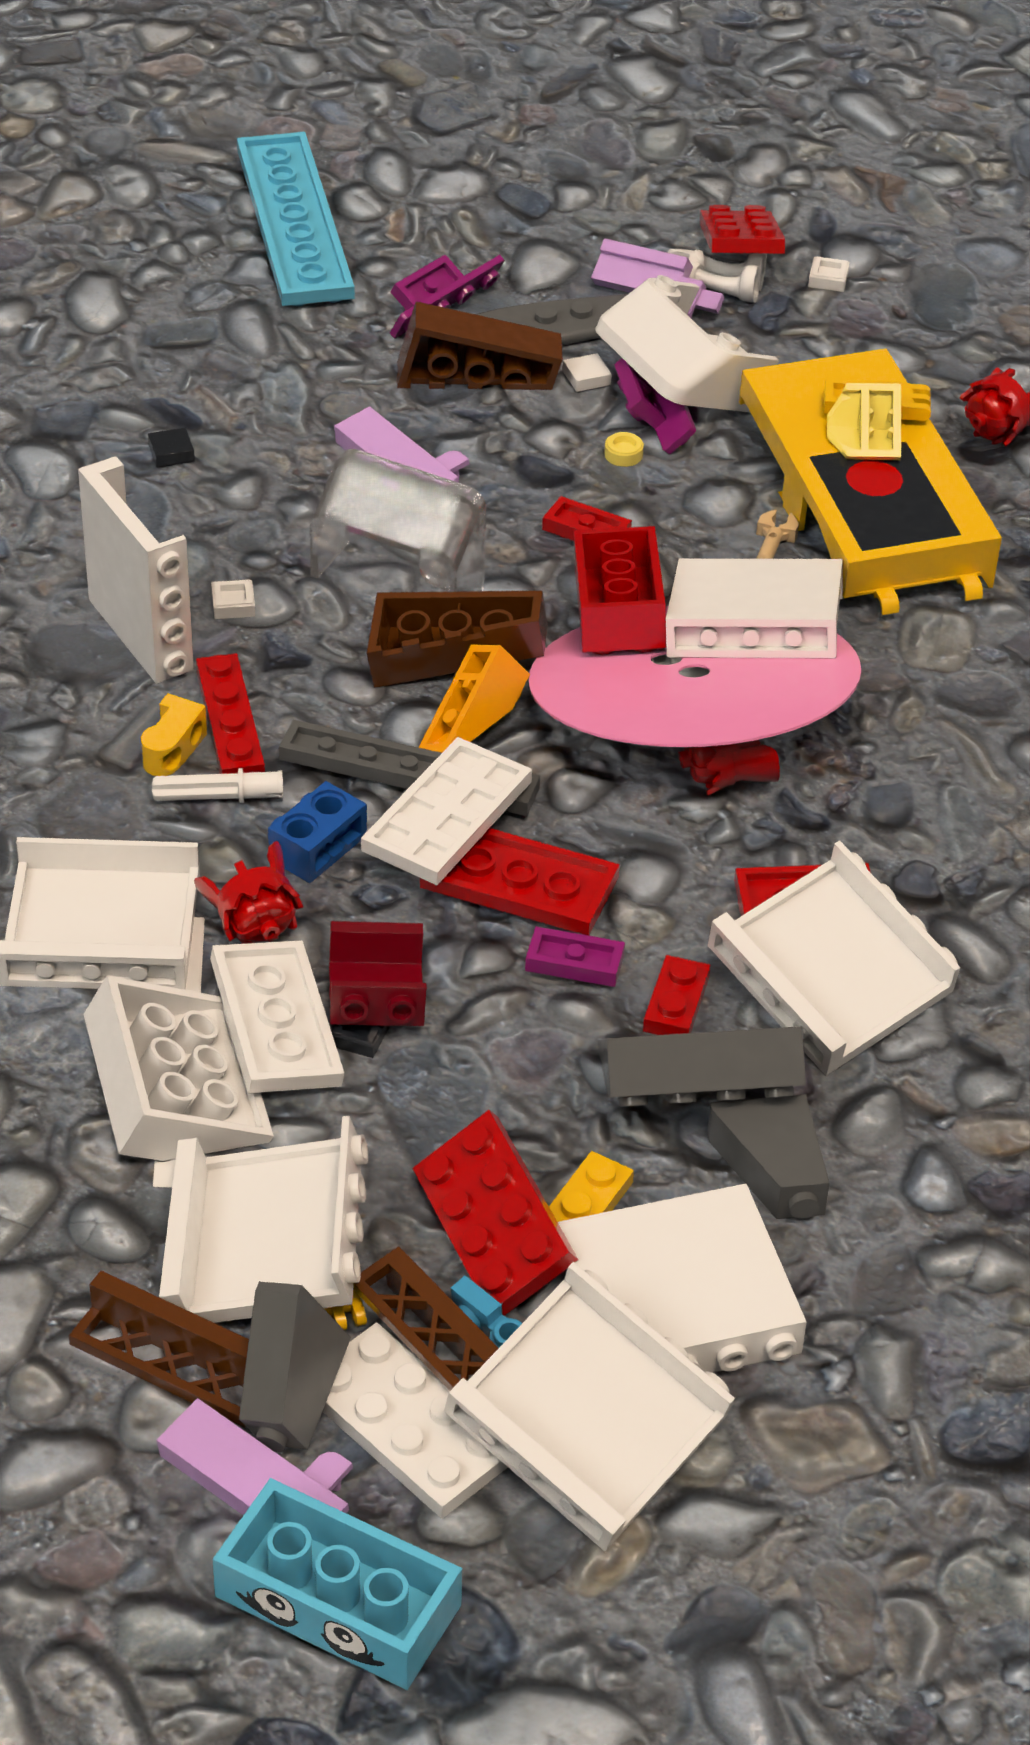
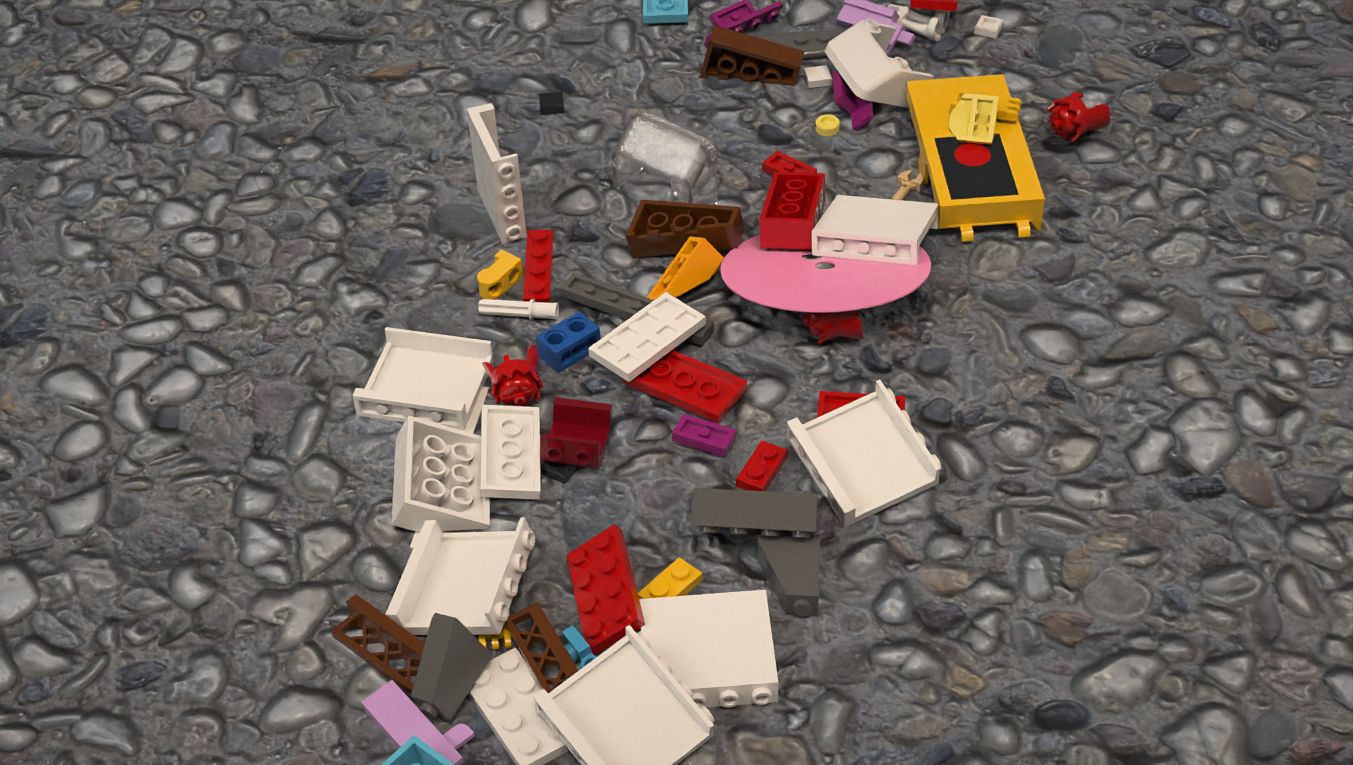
camera: 15 degrees right, 0 degrees up
(233, 599) = (561, 197): white tile -> none
(377, 436) = (677, 110): lavender piece -> none

